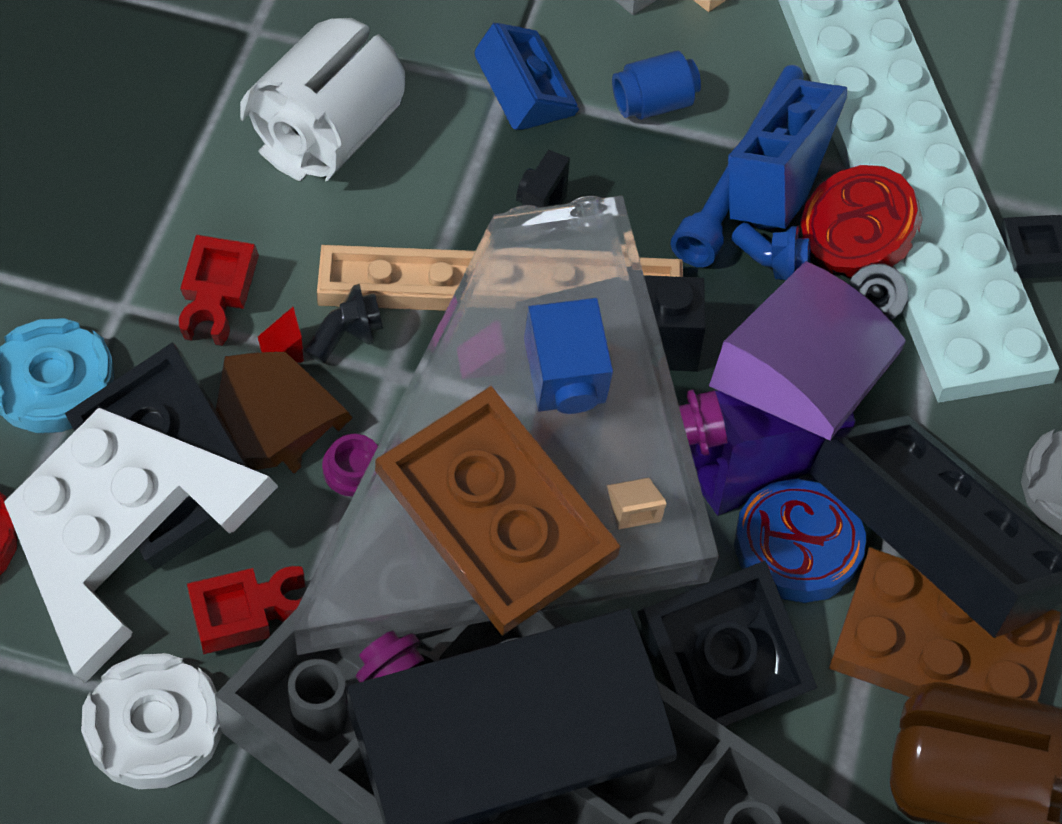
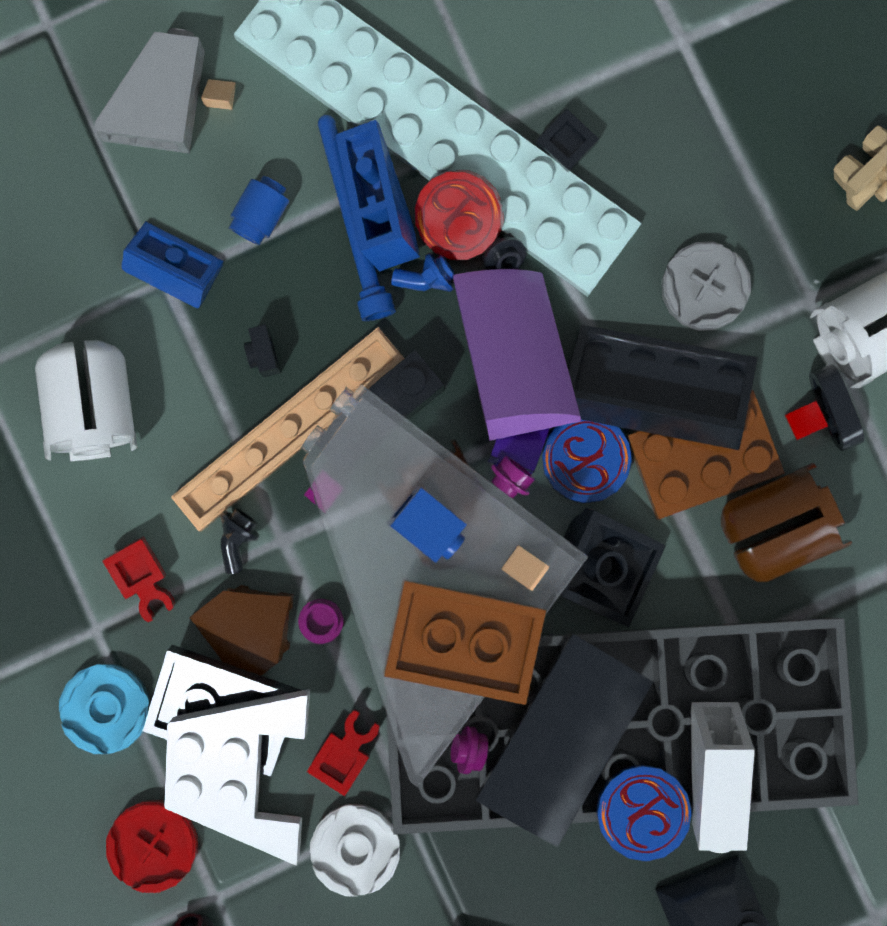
camera: 40 degrees left, 30 degrees up
(283, 337) = (208, 578): red piece -> none

